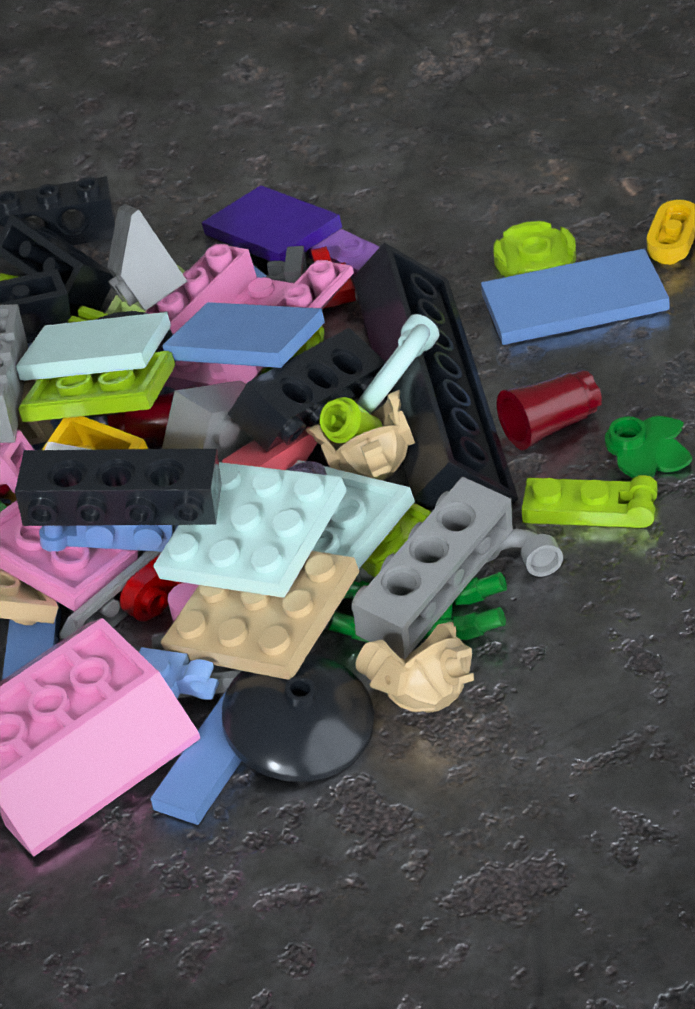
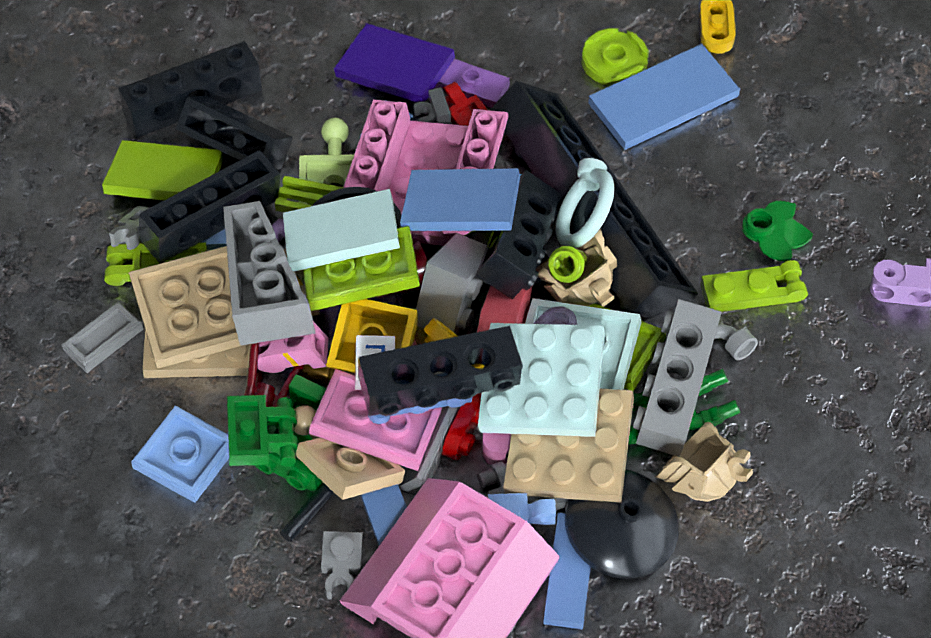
camera: 25 degrees left, 15 degrees up
(140, 262) = (331, 134): slope -> none
(547, 406) = (692, 210): dark red plant -> none

